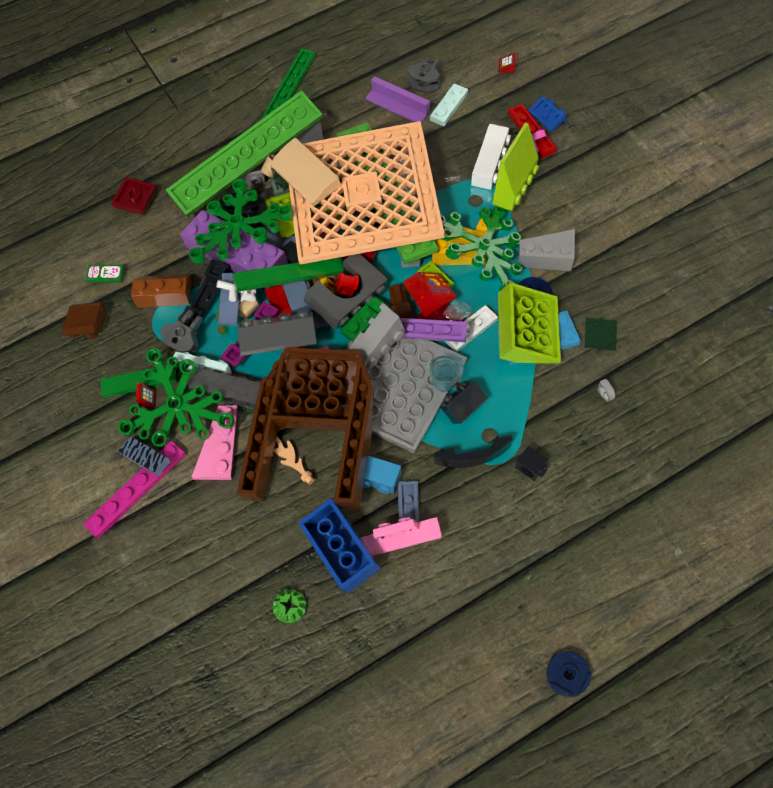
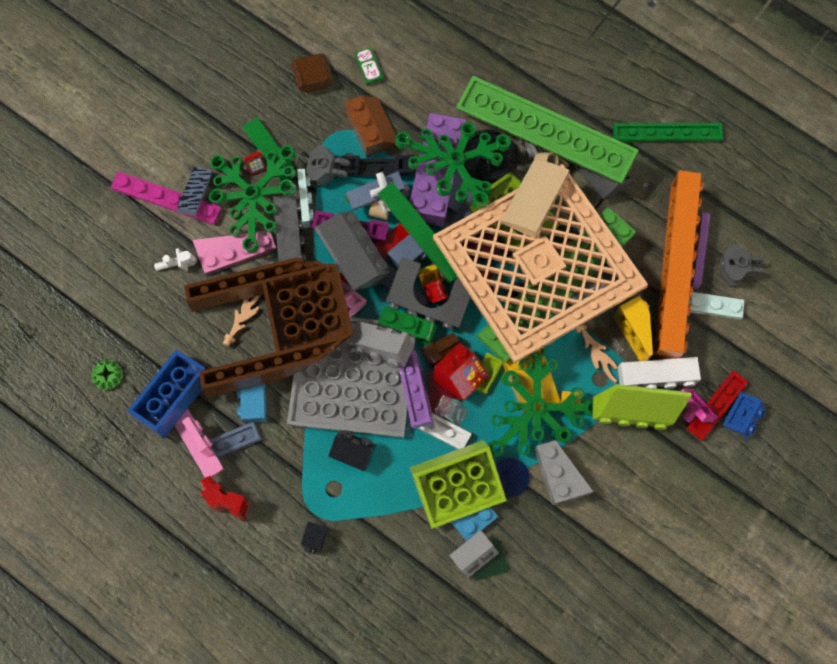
camera: 60 degrees right, 10 degrees up
(134, 196) = (463, 49): dark red plate -> none
(208, 489) = (183, 260): none -> white arm
(401, 107) = (677, 266): none -> orange brick
(445, 373) = (369, 421): clear light blue hat -> none
(448, 459) = (317, 499): black slope -> none
(450, 154) = (635, 324): none -> yellow slope
(458, 193) = (596, 354): none -> light nougat piece
(463, 535) = (215, 497): none -> red hips
(507, 63) = (799, 346): slope -> none
(576, 666) = (115, 632): dark blue plate -> none
(594, 338) = (474, 554): none -> light grey hinge
(606, 390) = (421, 582): light grey tile -> none

